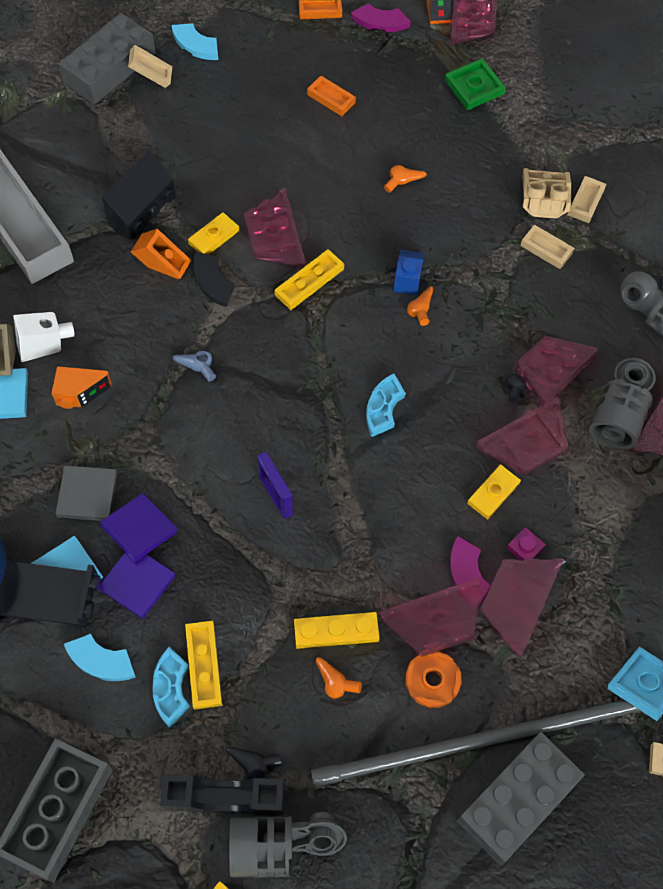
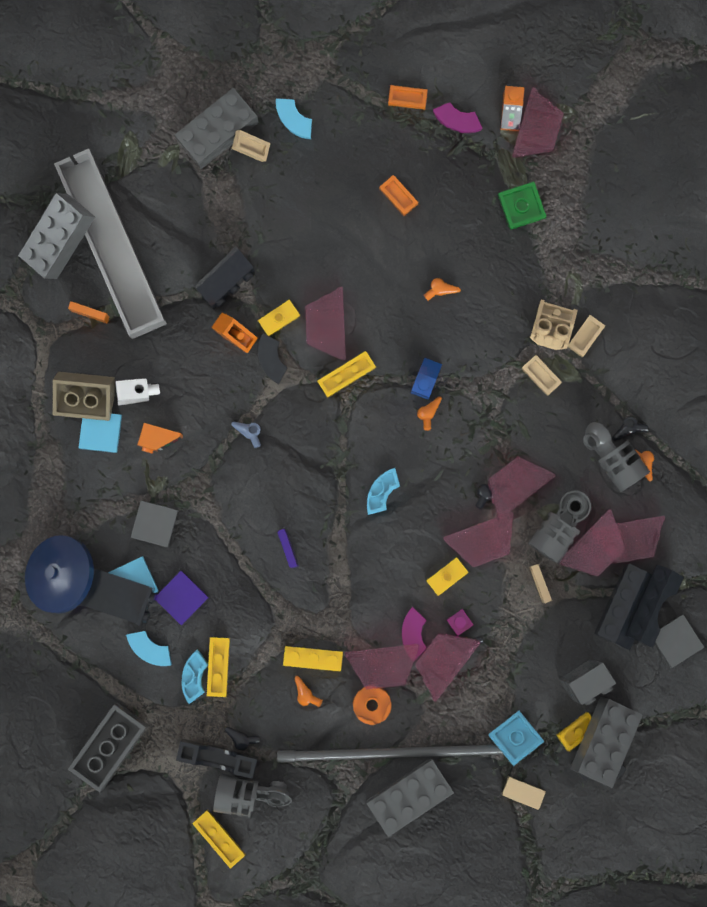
camera: 20 degrees right, 20 degrees up
(138, 527) = (187, 558): dark purple tile -> none
(618, 476) = (540, 583): none -> tan tile

